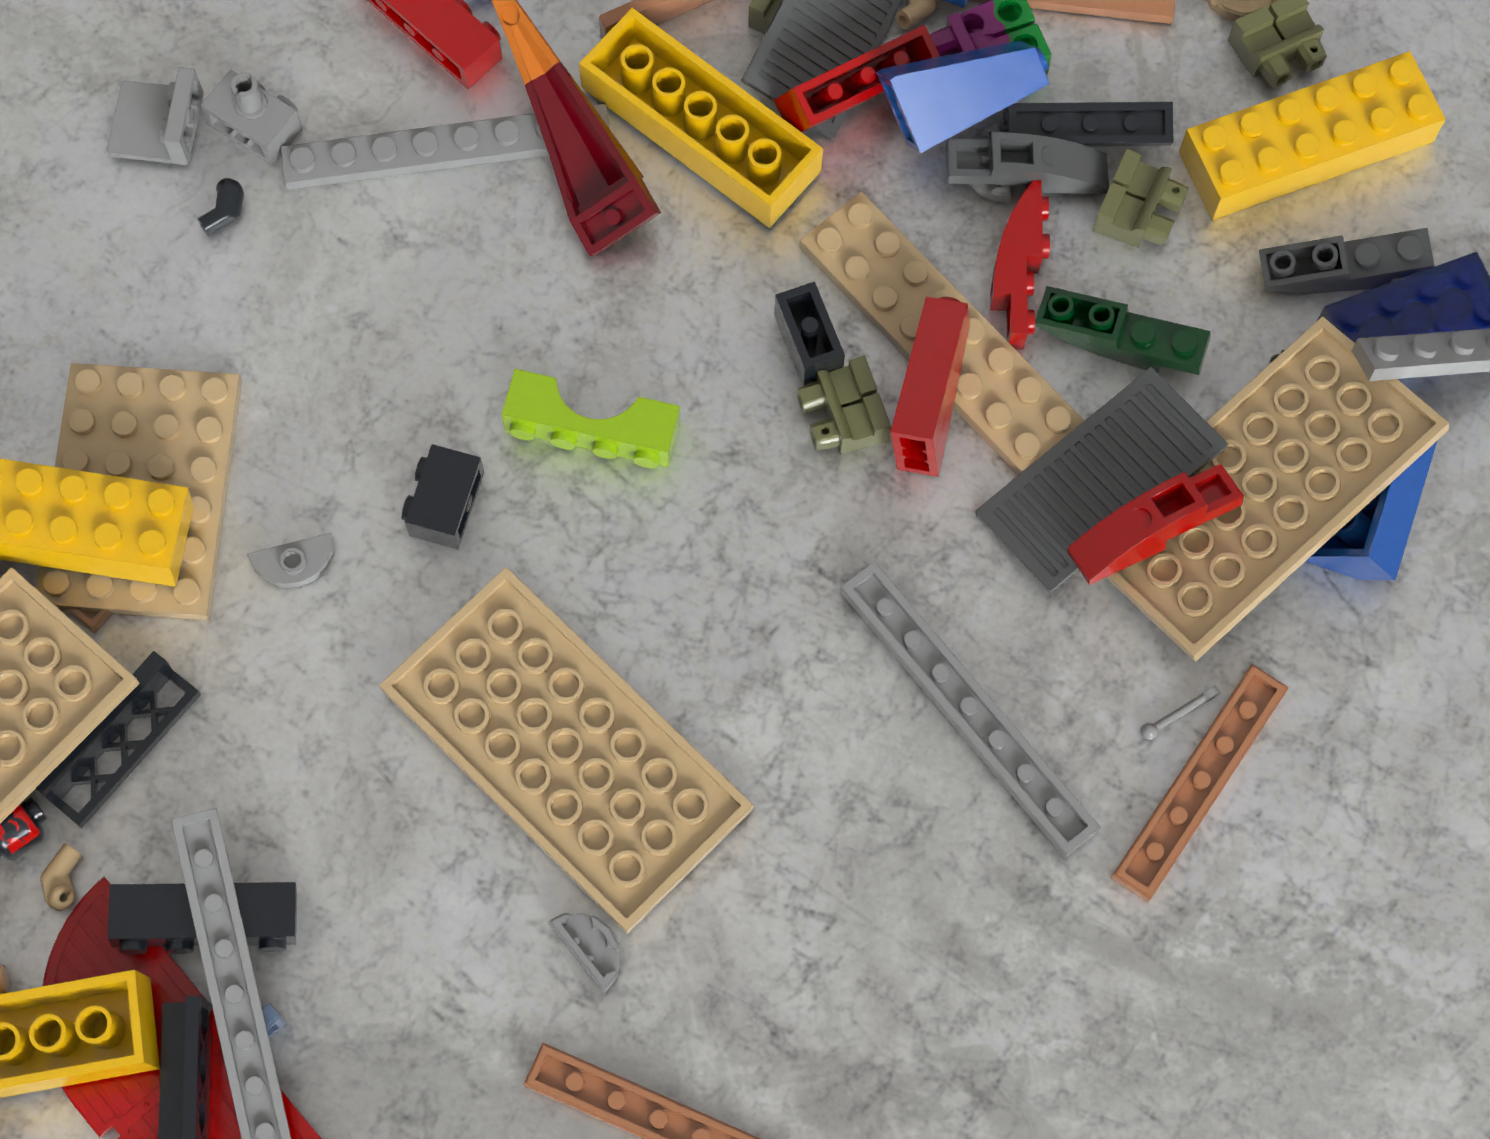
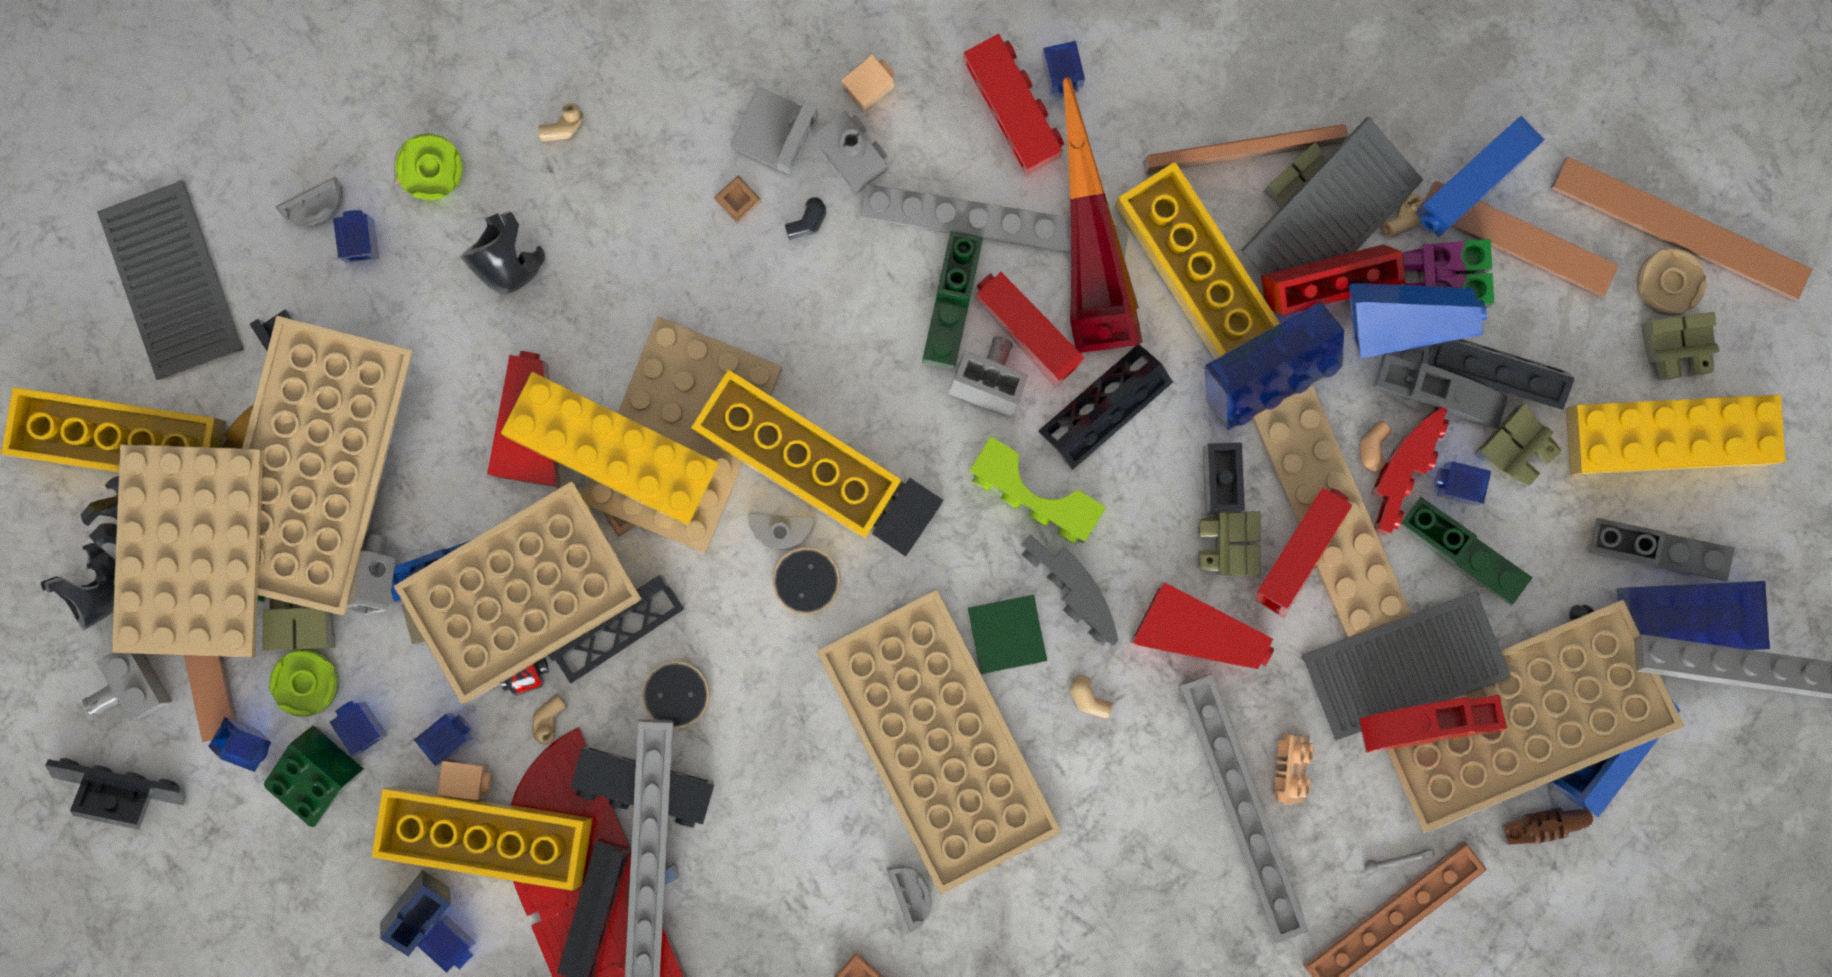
camera: 20 degrees right, 15 degrees up
(133, 209) = (737, 199): none -> medium nougat tile
(223, 784) = (676, 694): none -> black tile
(251, 39) = (869, 82): none -> light nougat brick
(280, 456) = (795, 454): none -> yellow brick
(343, 611) = (806, 581): none -> black tile
(422, 239) = (952, 300): none -> dark green slope
(493, 311) = (988, 380): none -> light grey brick
(526, 242) = (1028, 328): none -> red slope
(610, 597) = (1007, 634): none -> dark green tile
(648, 305) = (1110, 410): none -> black fence
(687, 520) = (1084, 598): none -> dark grey slope
(731, 642) = (1085, 699): none -> tan arm
(822, 187) = (1274, 366): none -> clear blue brick
(843, 517) = (1195, 629): none -> red slope
(971, 256) = (1371, 446): none -> light nougat arm
(1007, 625) = (1296, 784): none -> light nougat hinge
(1090, 260) = (1462, 483): none -> clear blue brick
(1339, 612) = (1545, 826): none -> reddish brown hinge

